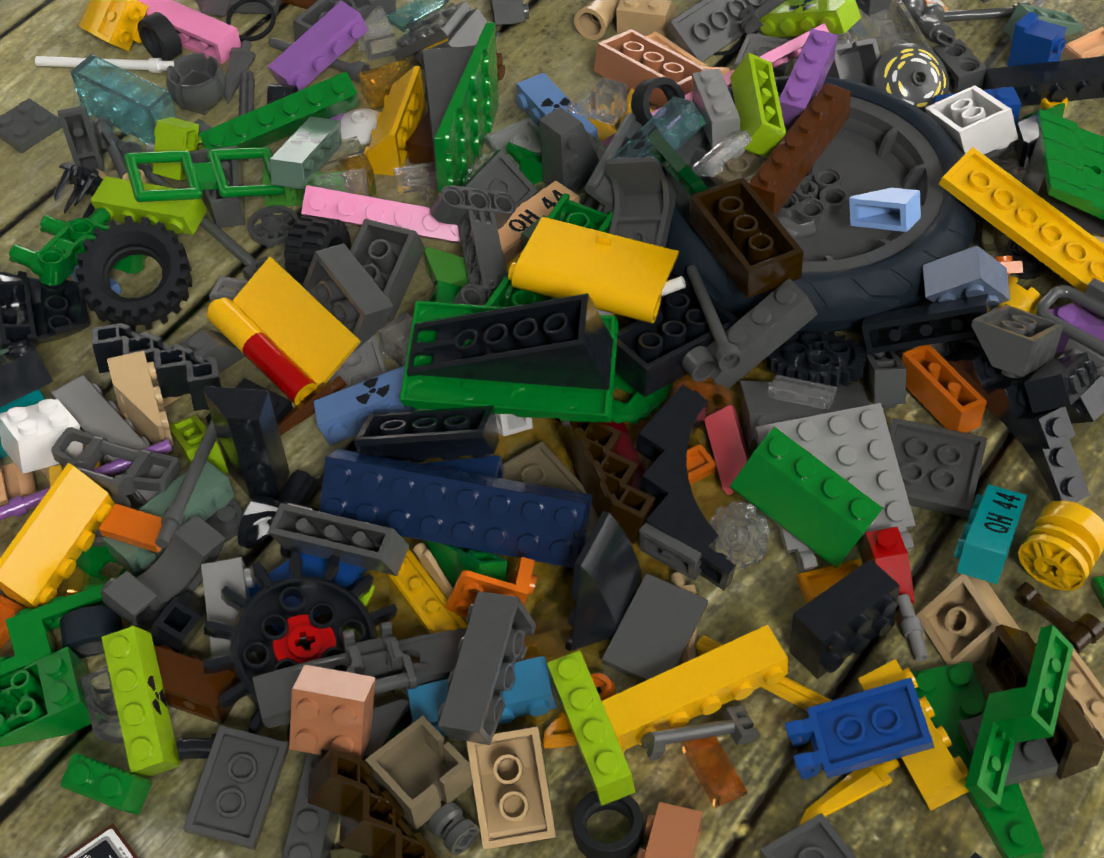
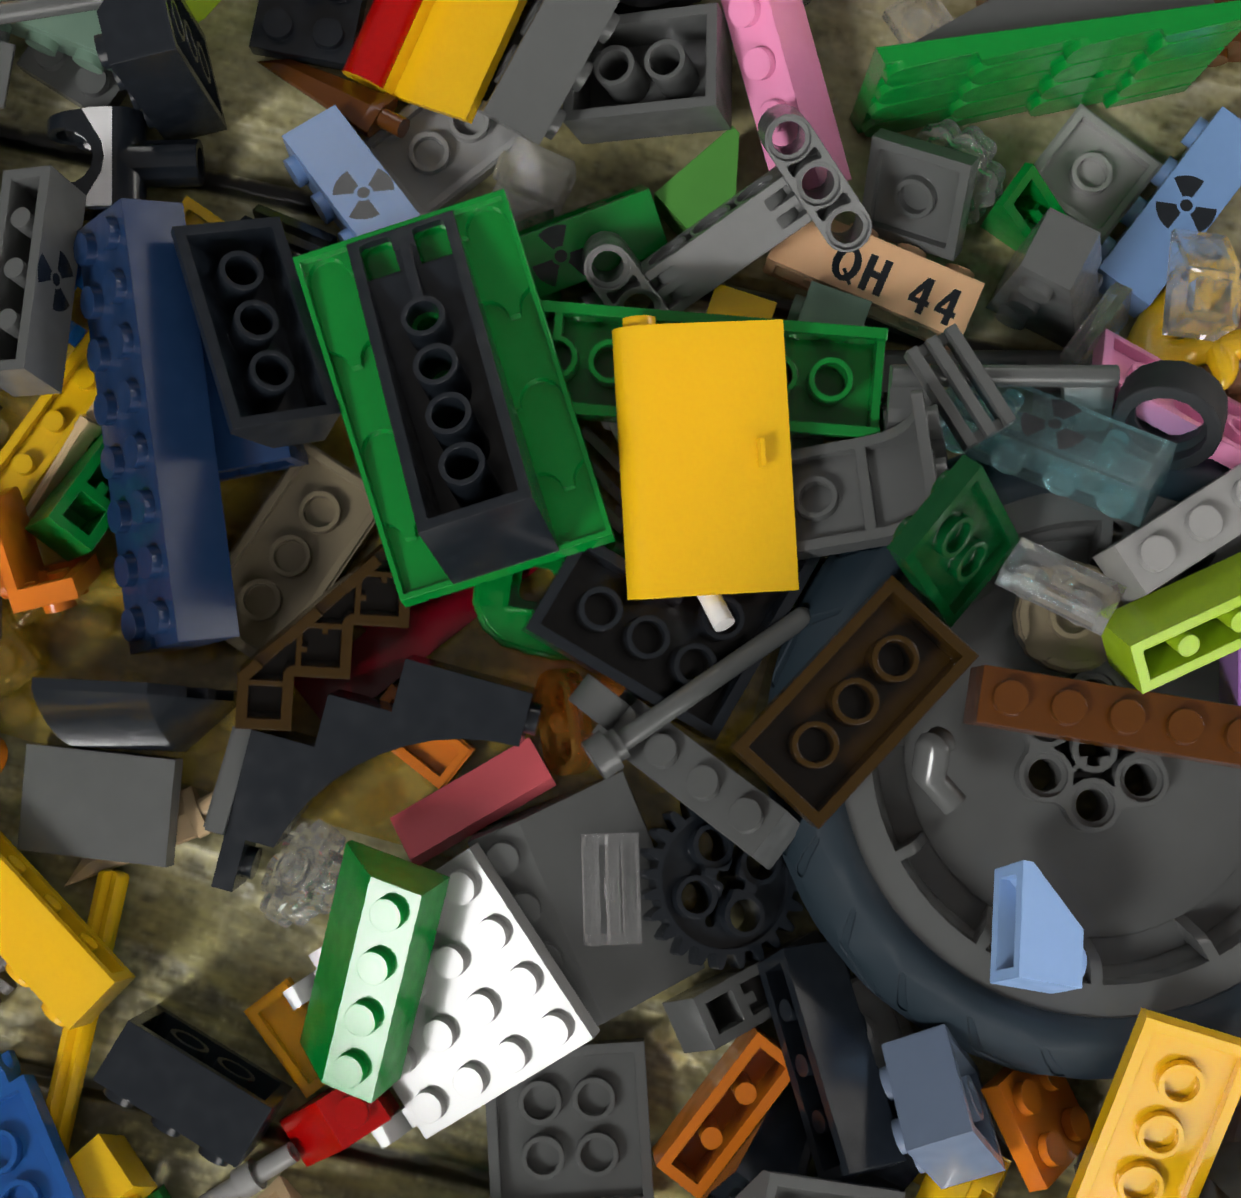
camera: 65 degrees right, 35 degrees up
(593, 161) = (978, 377): none -> dark grey tile

